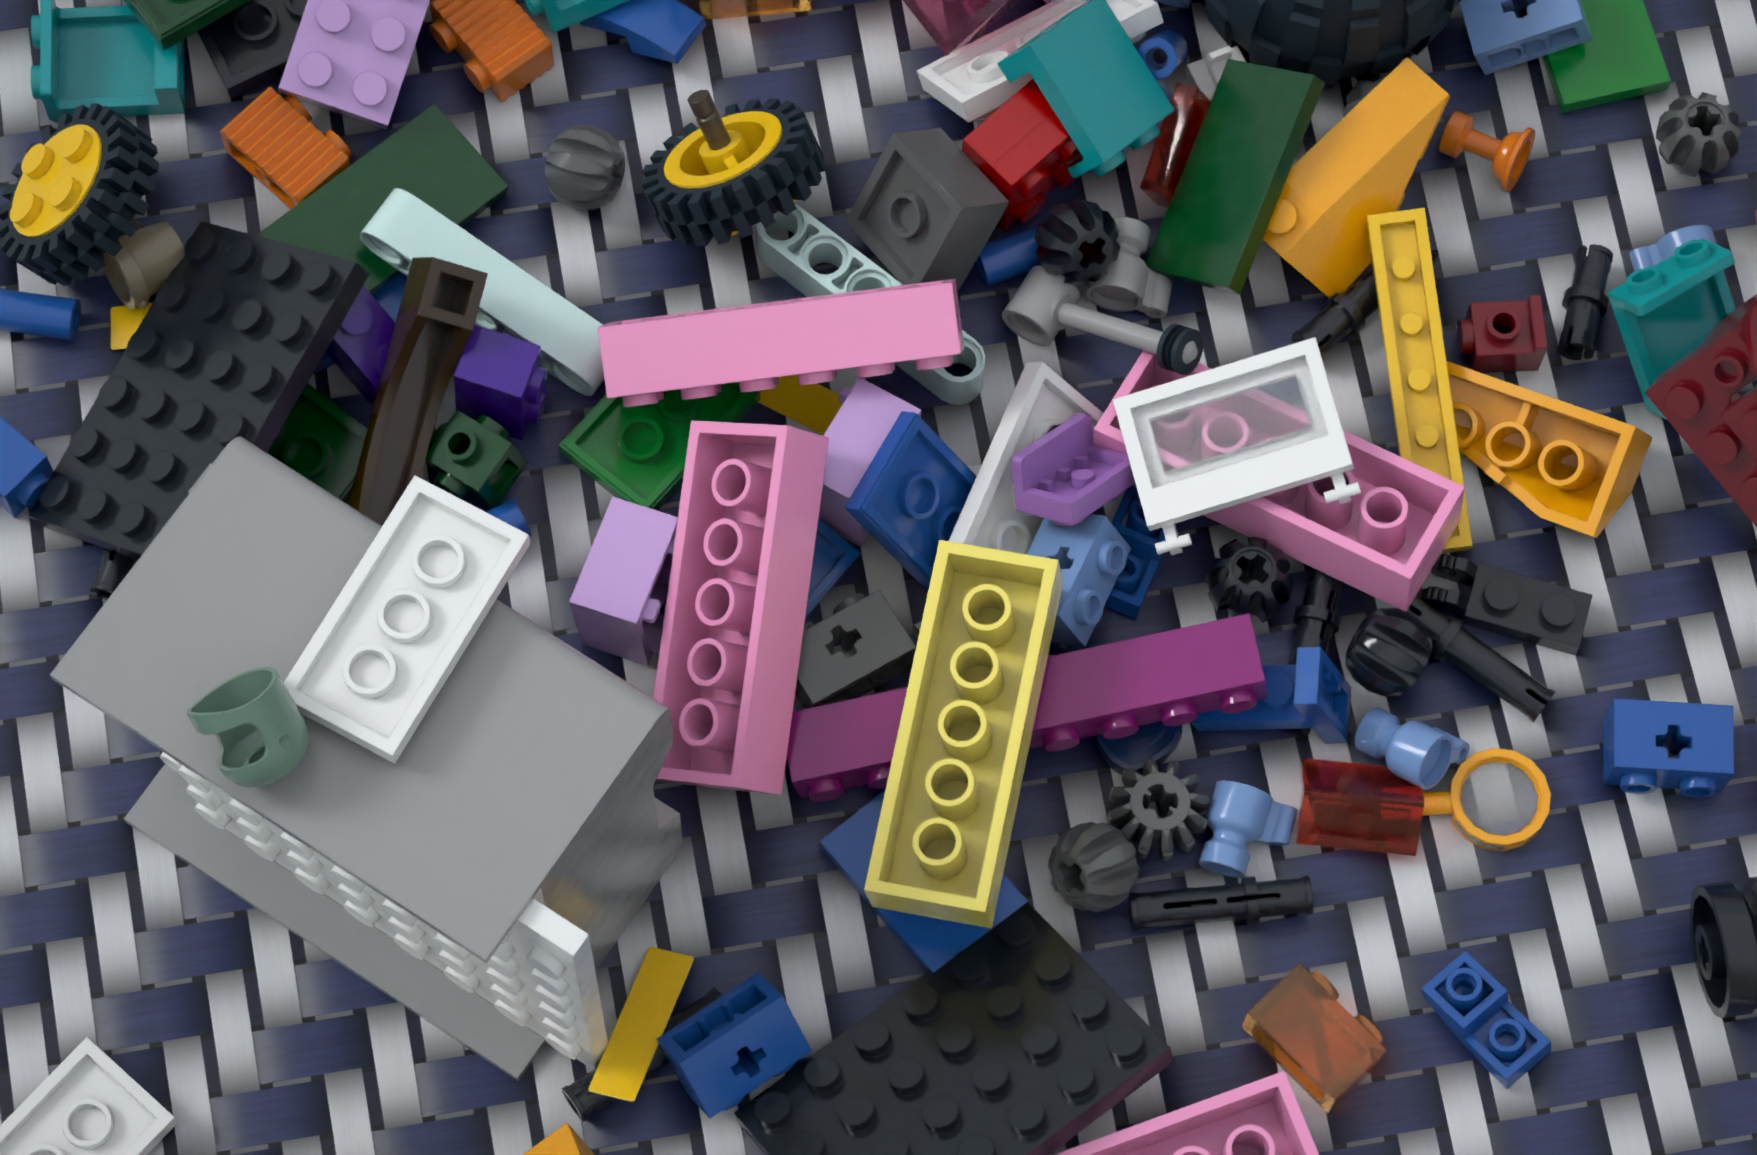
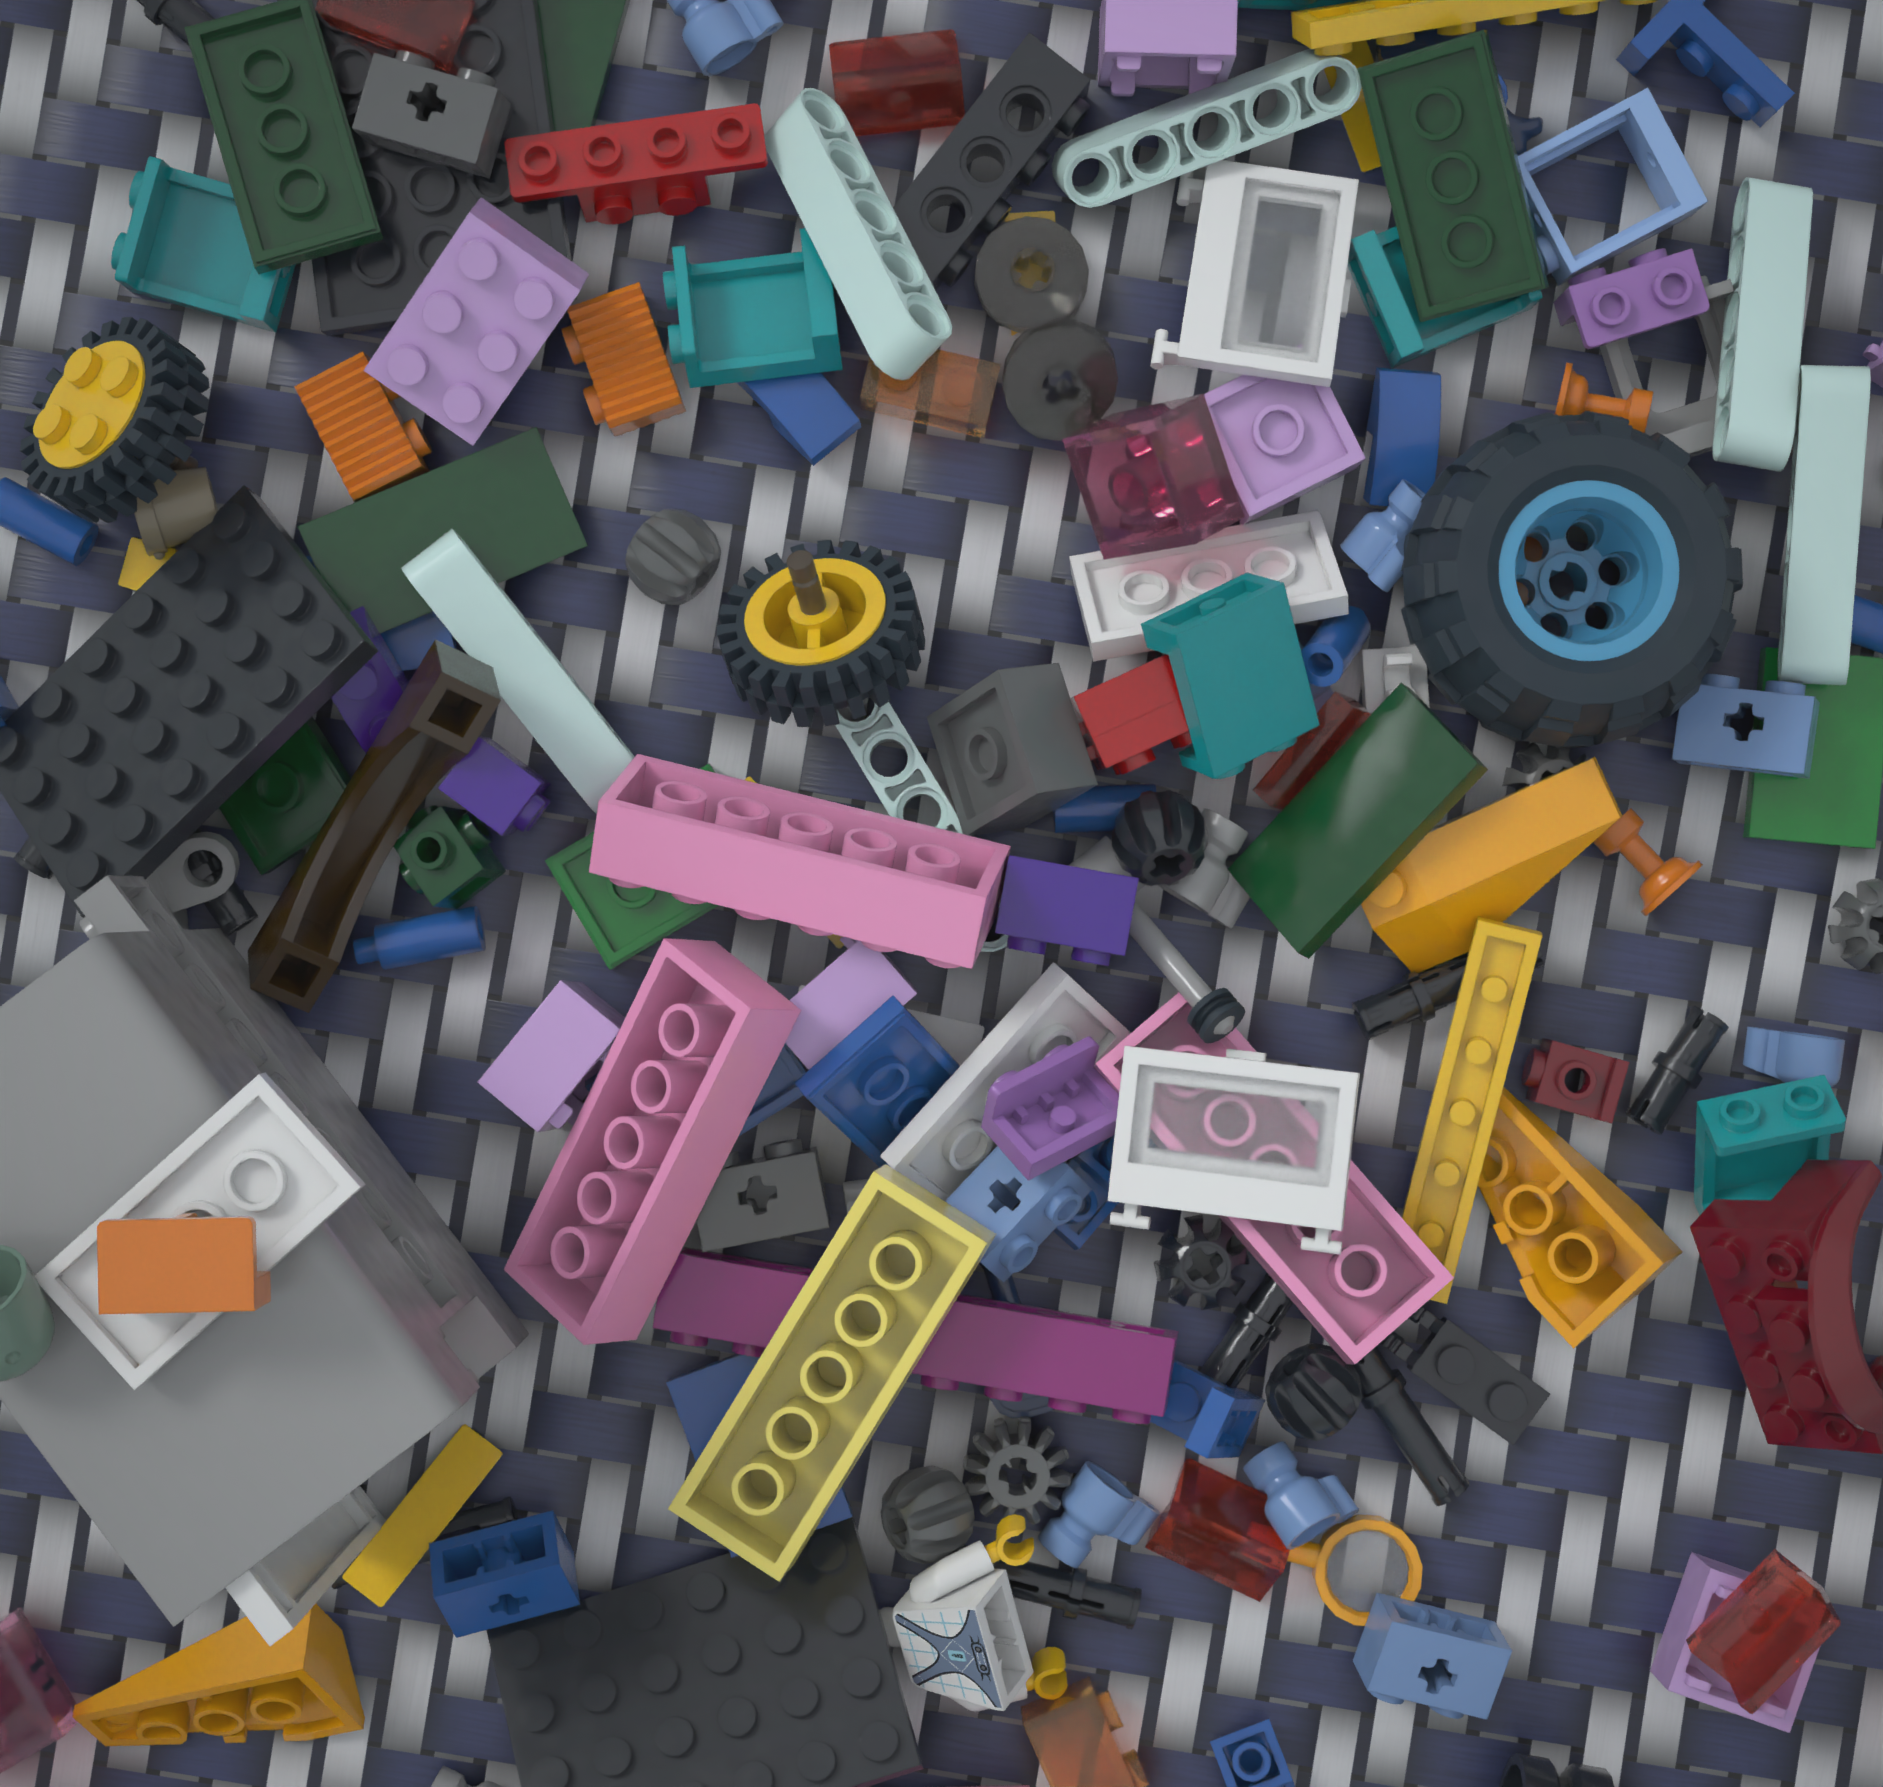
camera: 20 degrees right, 20 degrees up
(405, 622) = (179, 1265): none -> orange panel
(1021, 312) = (1066, 908): none -> dark purple brick
(1165, 950) = (965, 1630): none -> white torso
(1617, 836) = (1431, 1657): none -> medium blue brick
(1694, 732) = (1533, 1557): blue brick -> none

